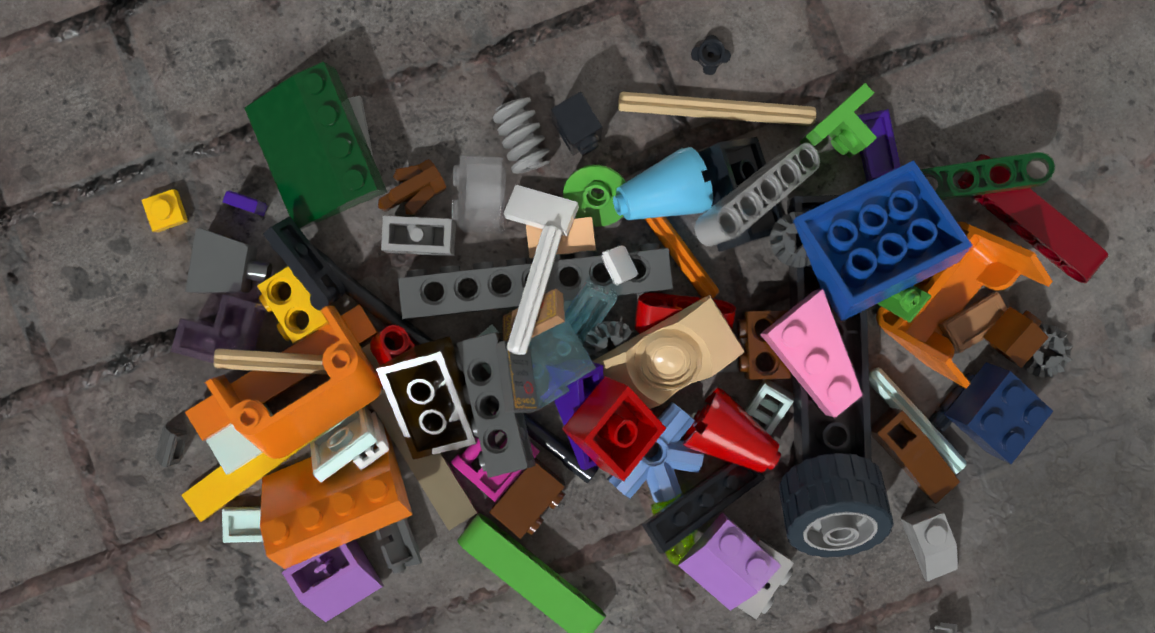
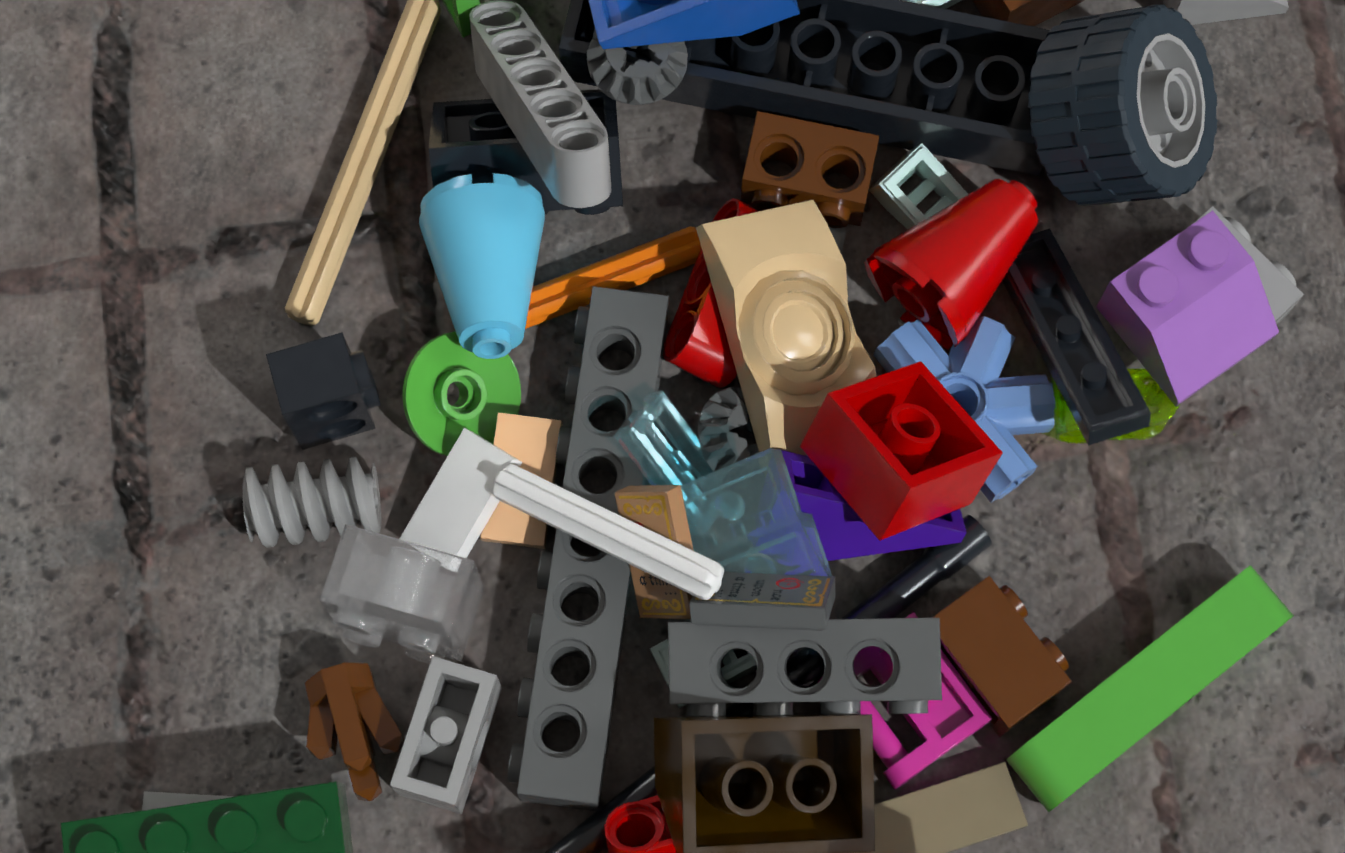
camera: 70 degrees left, 15 degrees down
(619, 265) = (602, 377): white slope -> none
(712, 45) = (263, 127): black plate -> none
(815, 354) = (846, 69): bright pink wedge -> none

